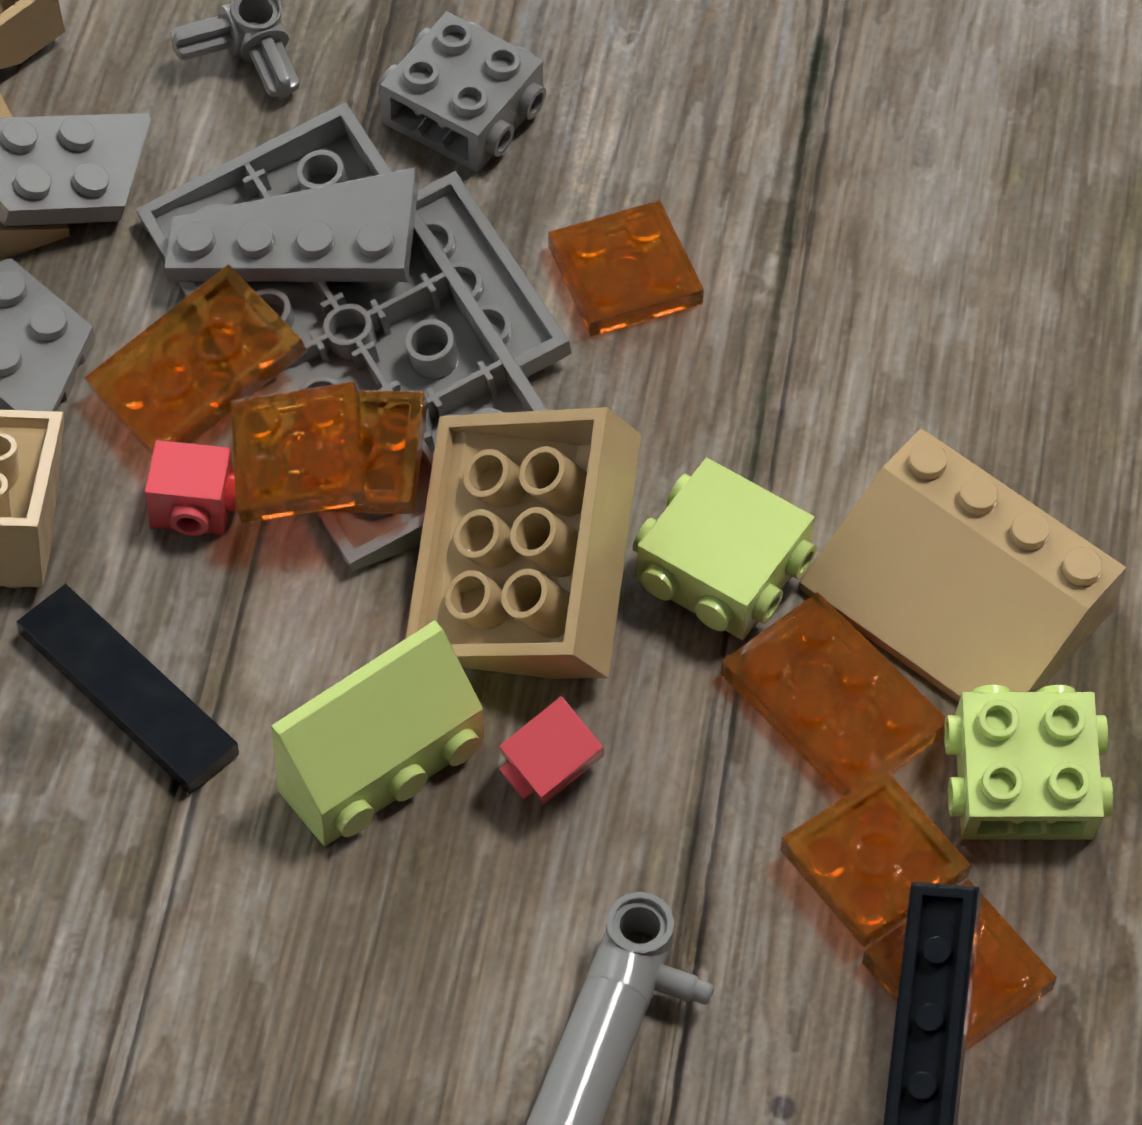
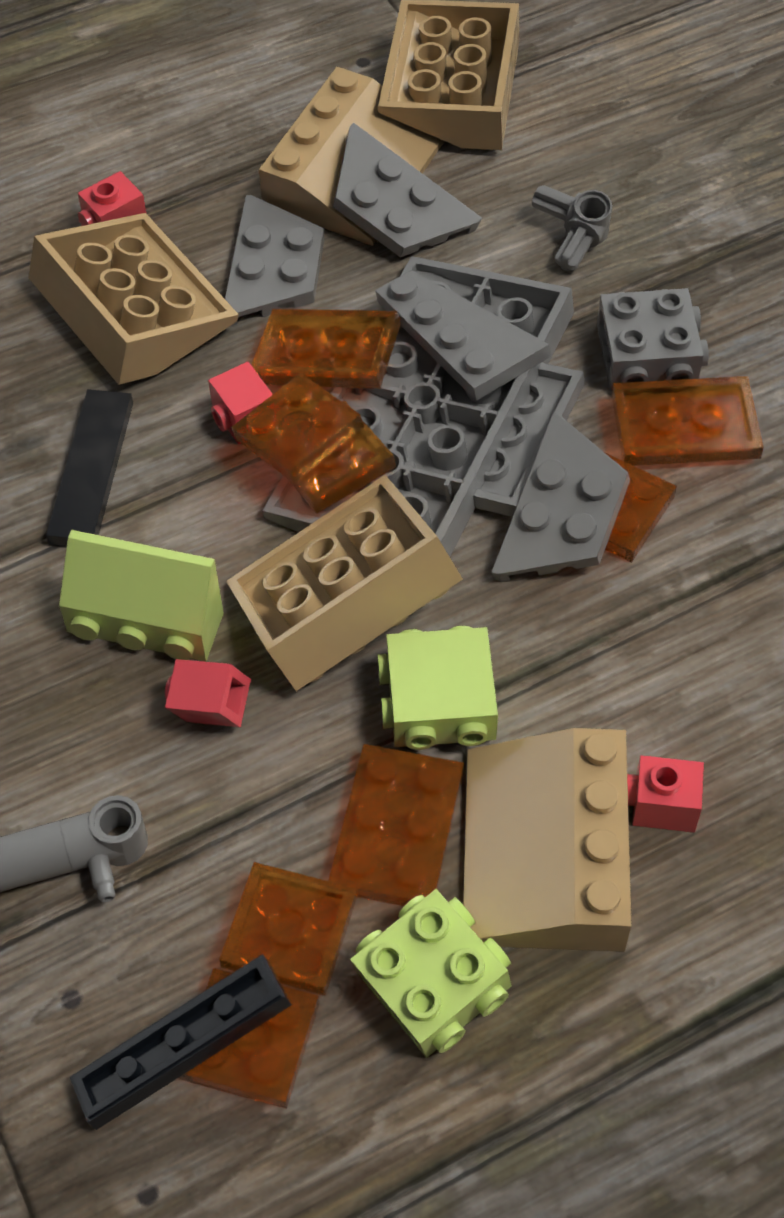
camera: 55 degrees right, 0 degrees up
(589, 137) = (686, 421): none -> clear orange plate
(607, 299) = (563, 506): none -> light grey wing
(1003, 443) = (666, 793): none -> coral brick

